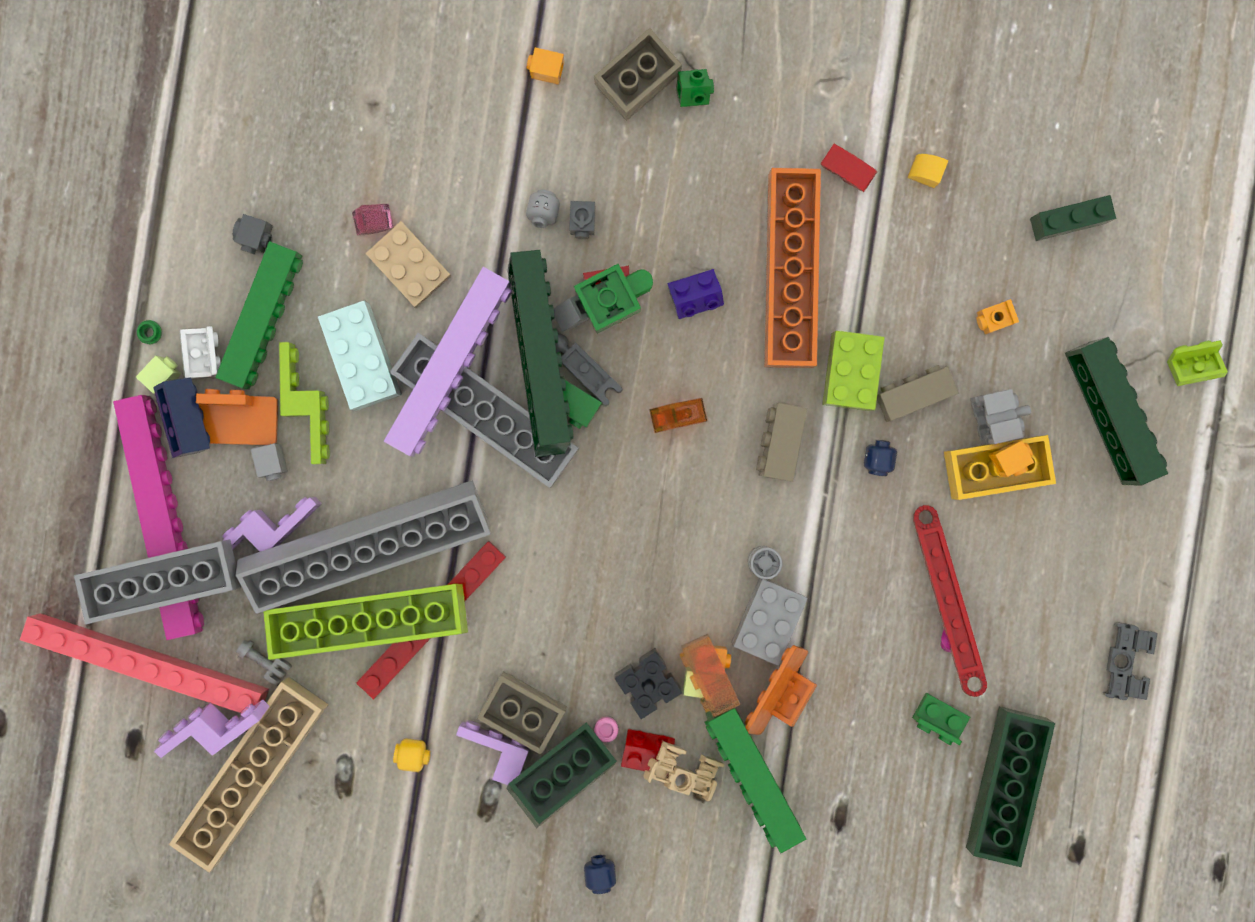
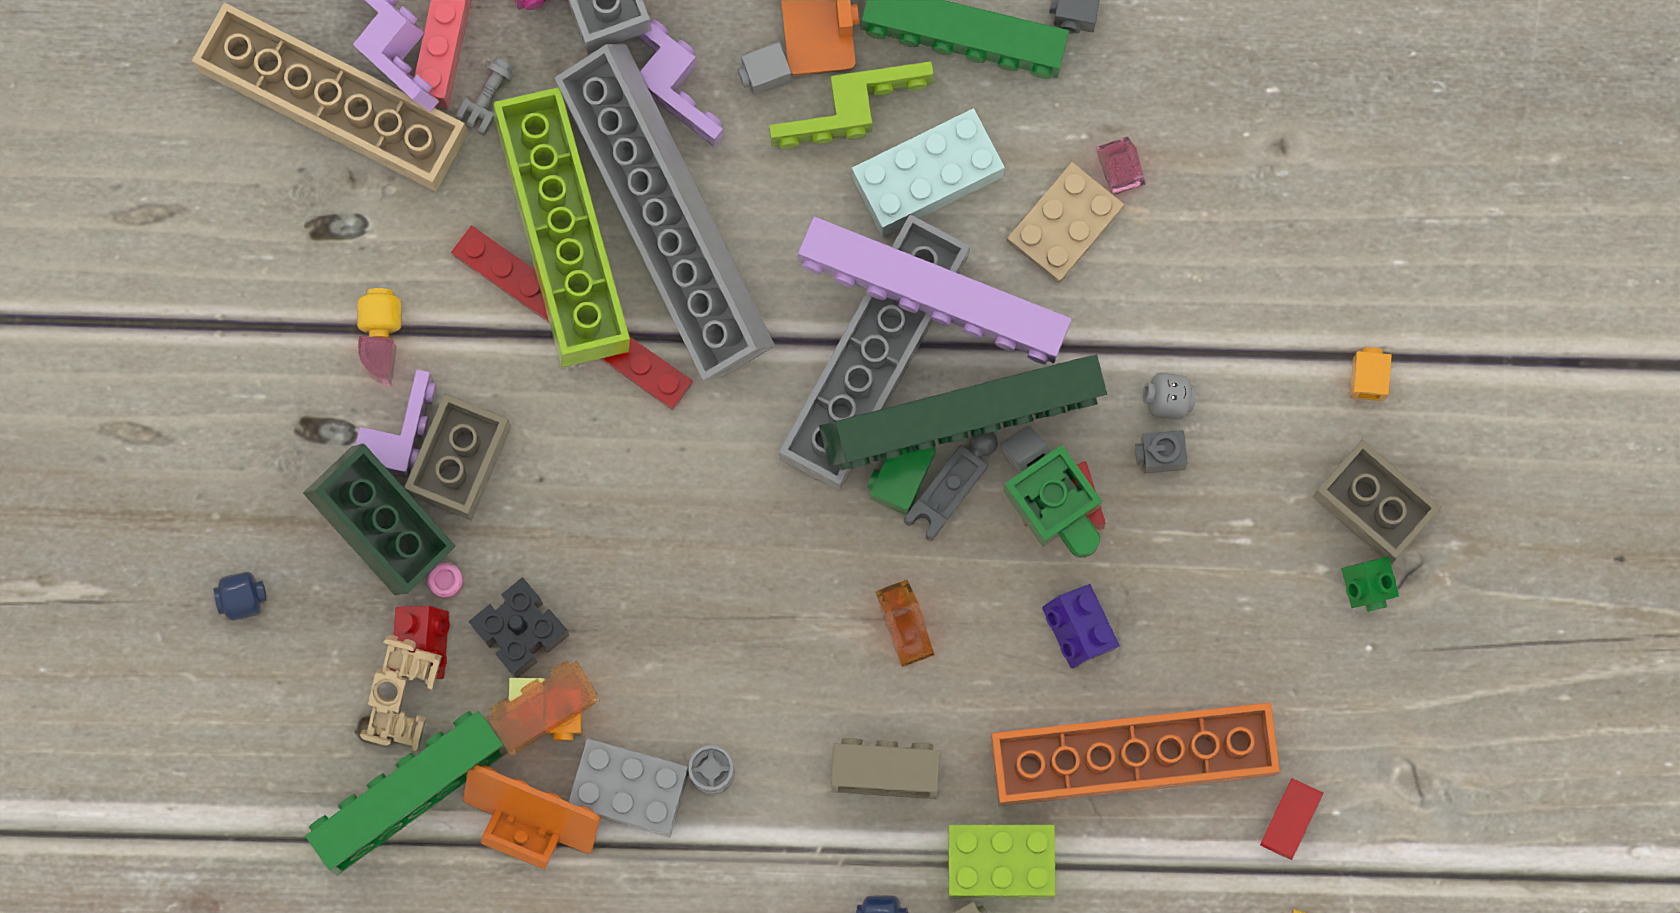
camera: 85 degrees right, 10 degrees down
(443, 759) = (378, 357): none -> clear pink brick

